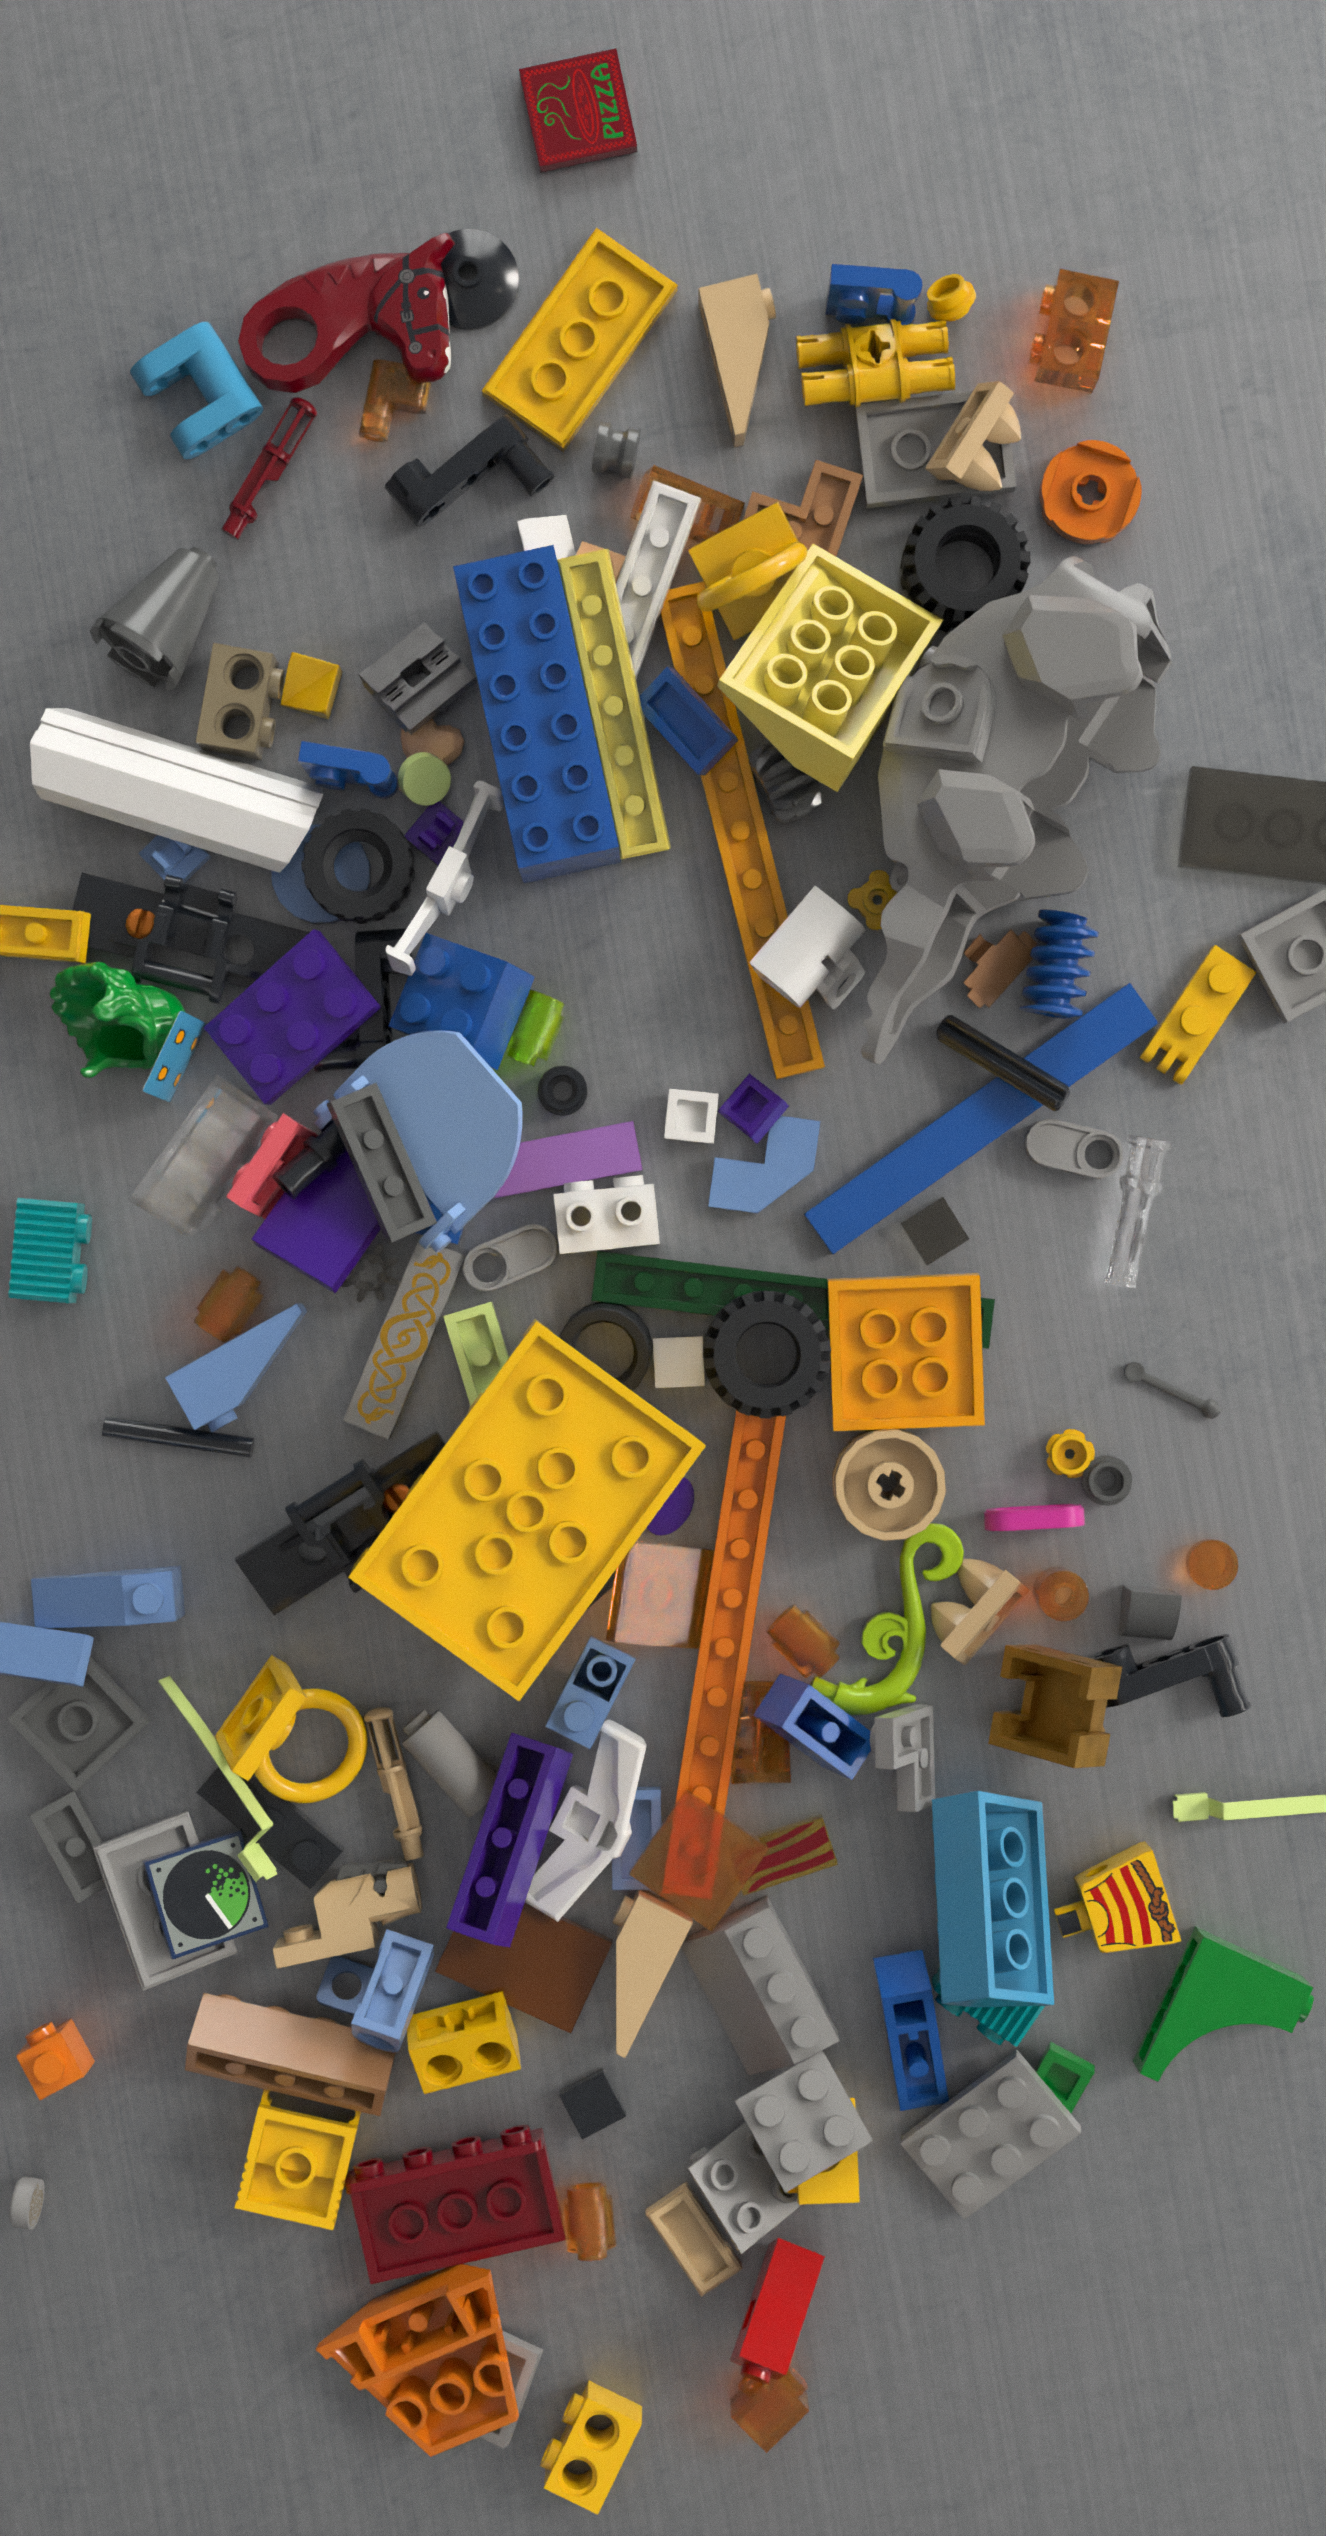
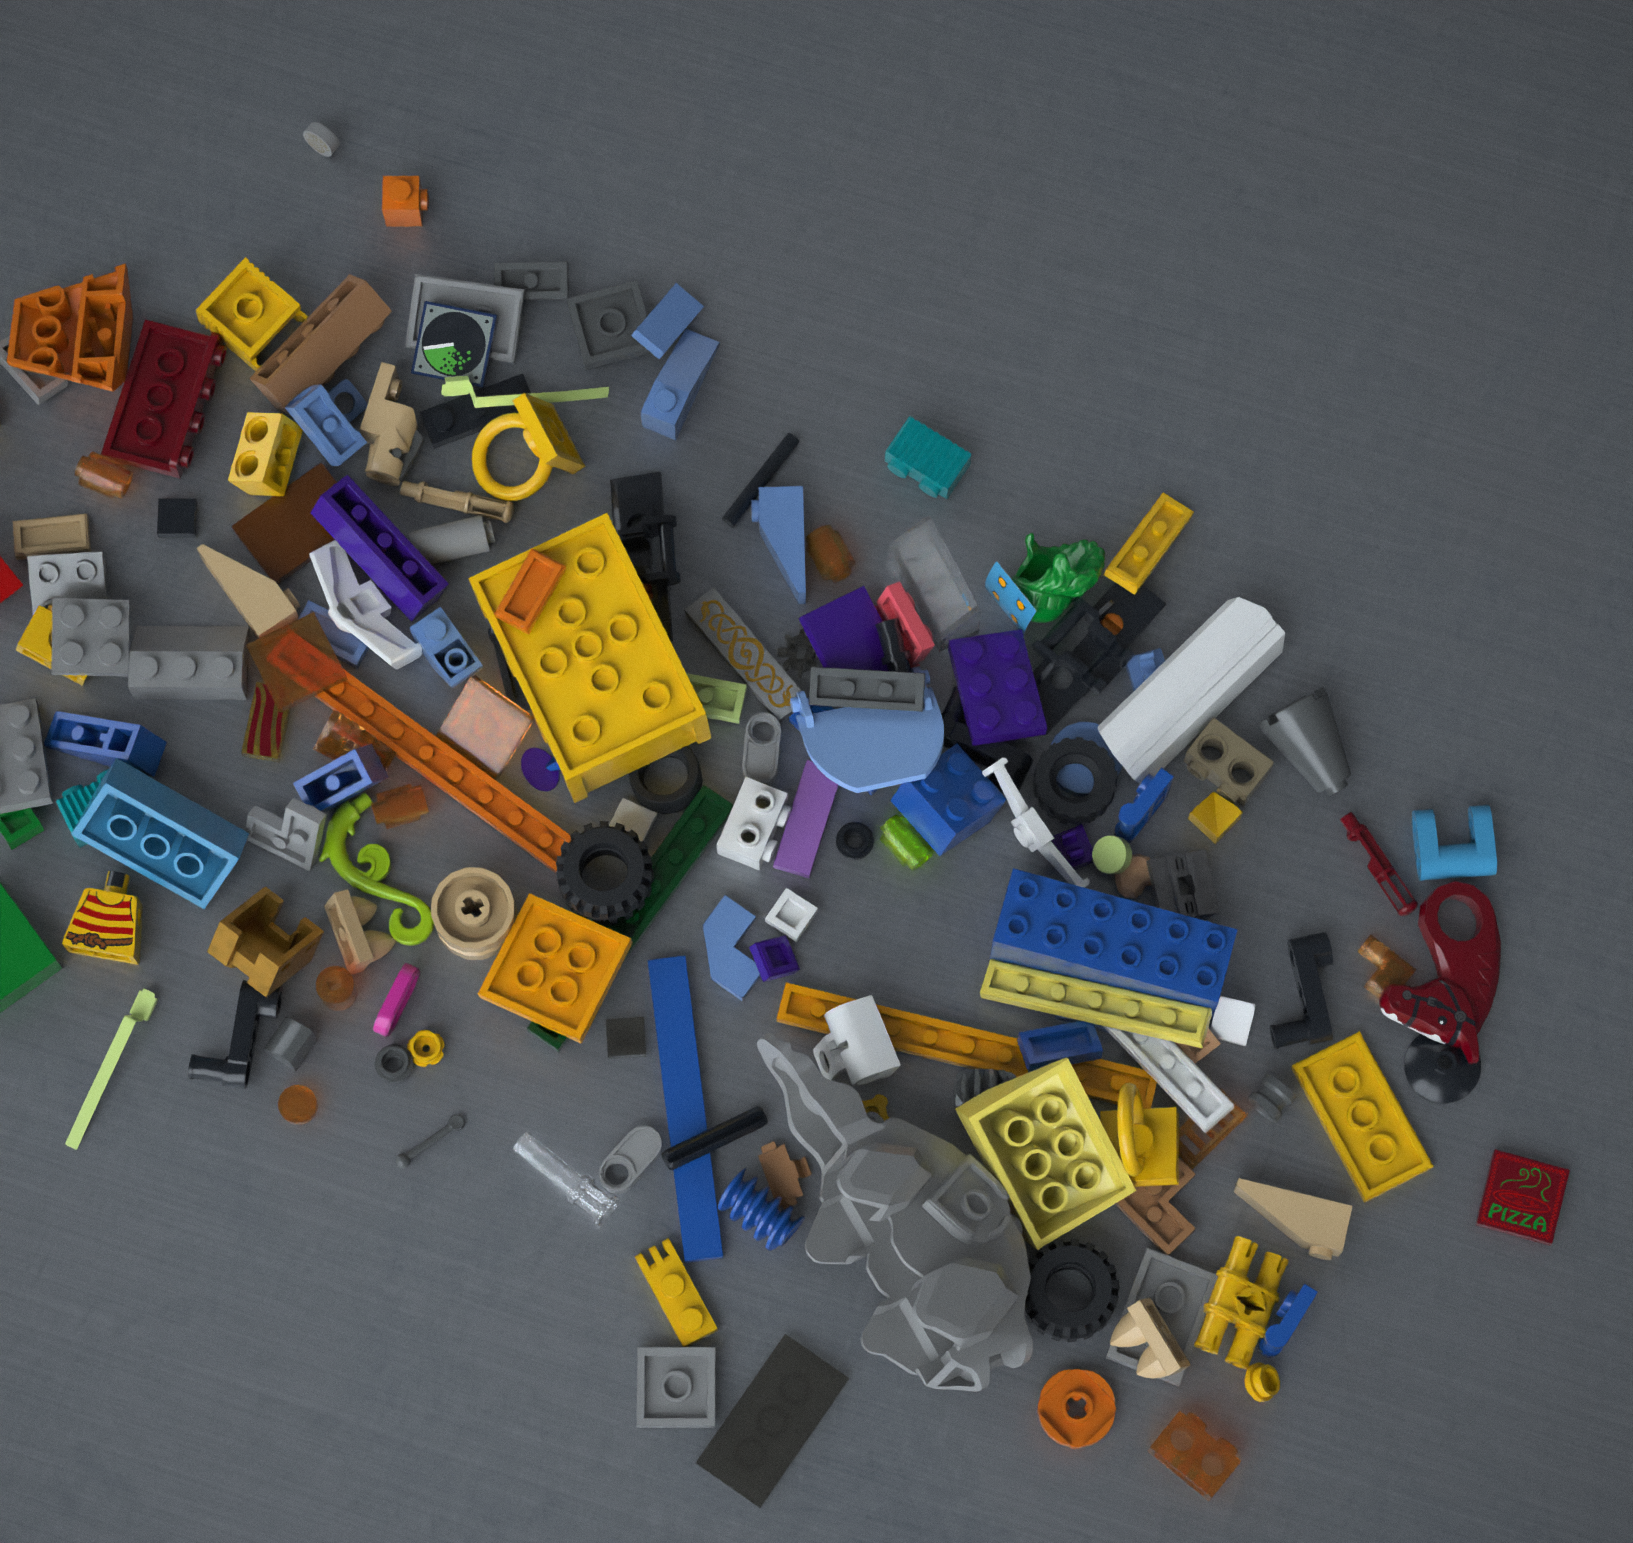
camera: 120 degrees right, 15 degrees down
(498, 1615) = (530, 591): none -> orange tile

